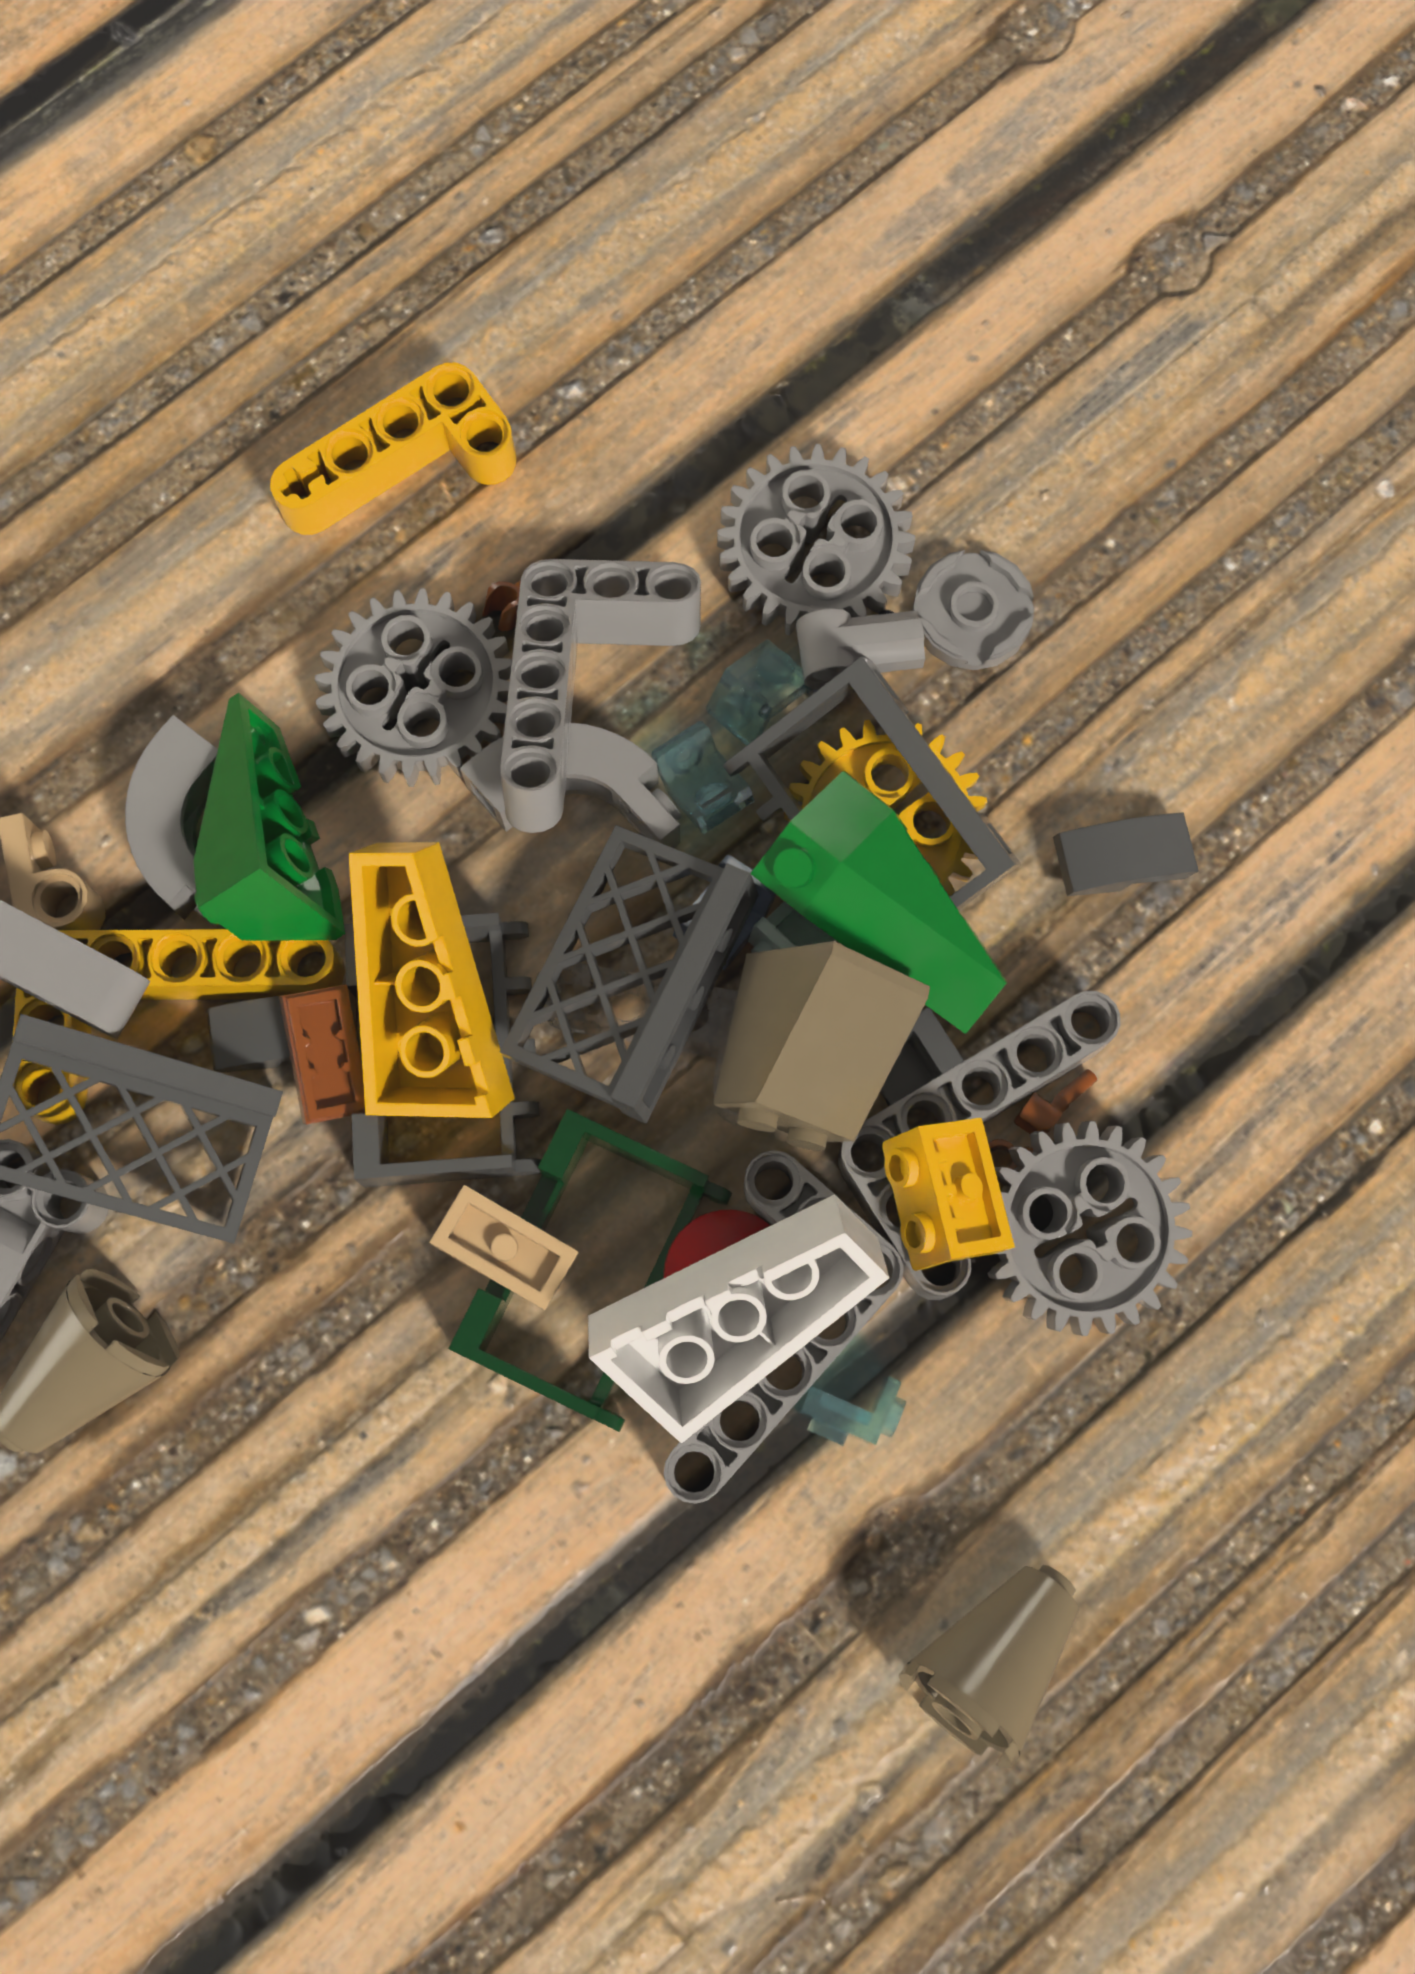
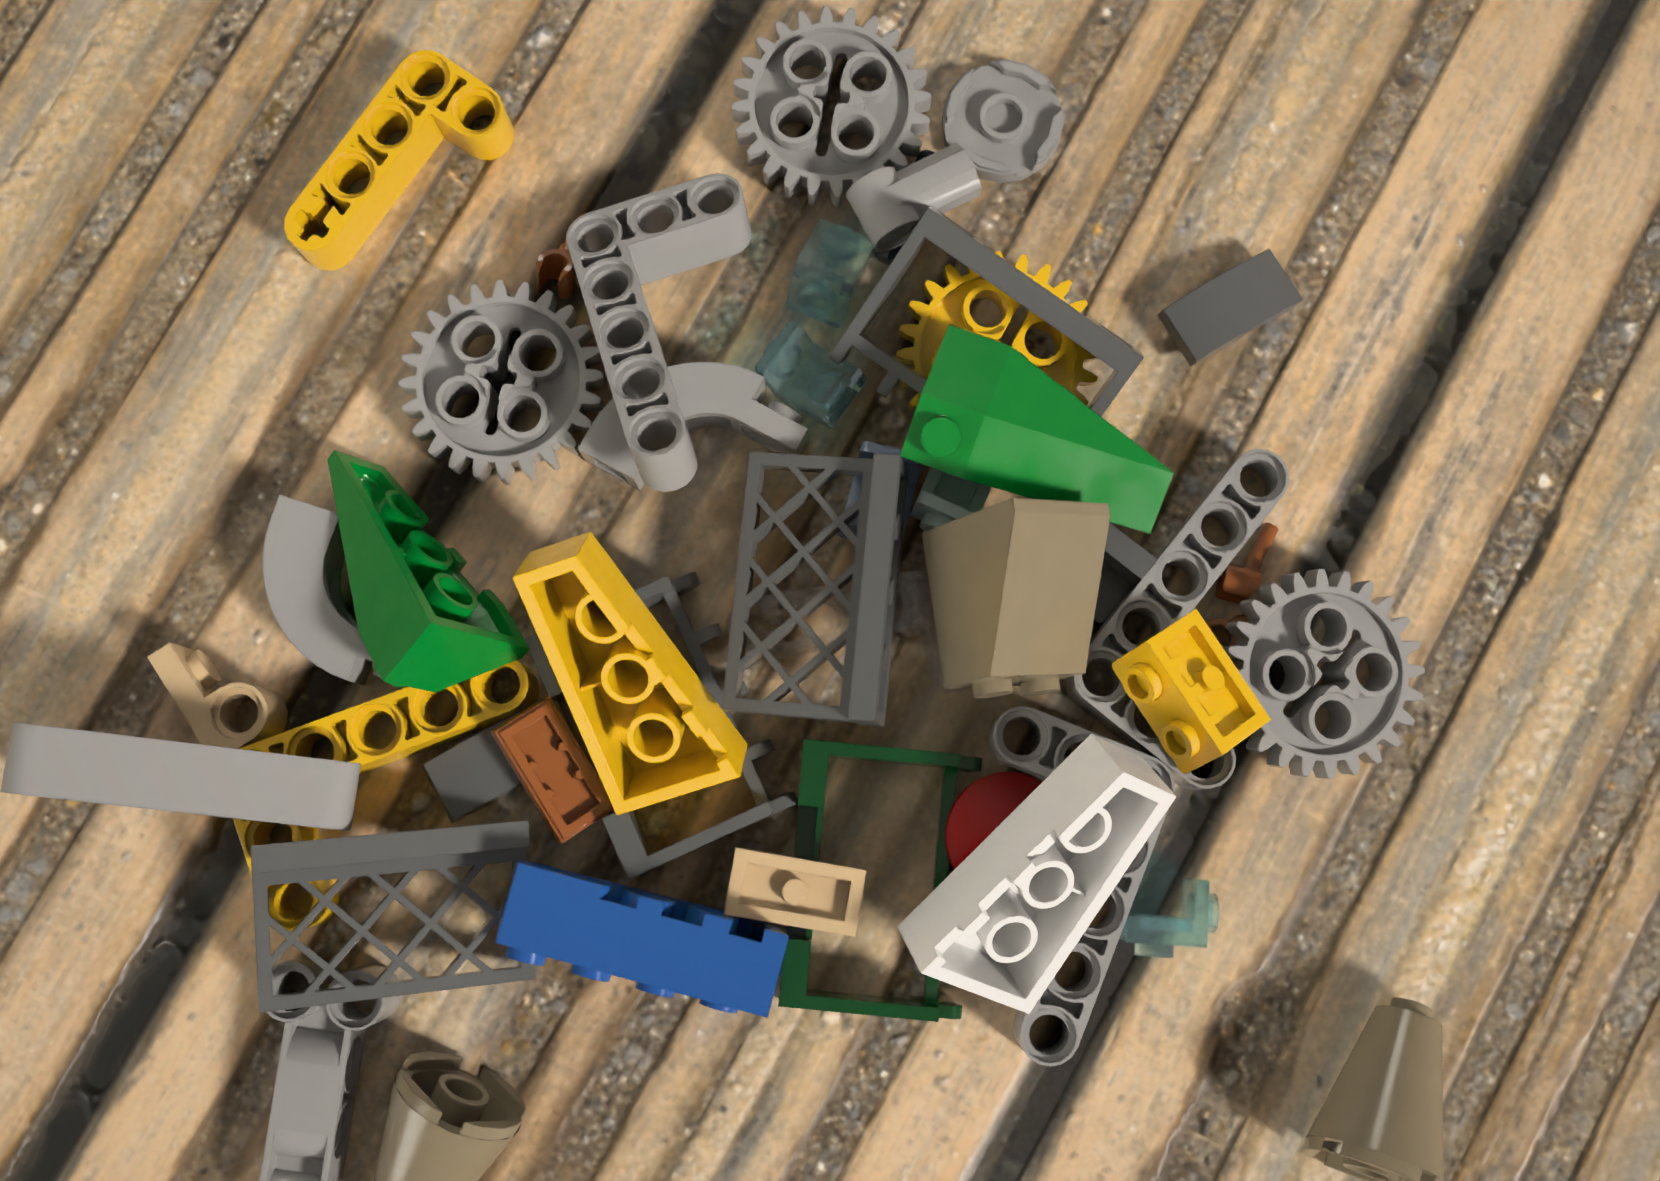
camera: 20 degrees left, 5 degrees up
(342, 1234) = (641, 938): none -> blue wedge

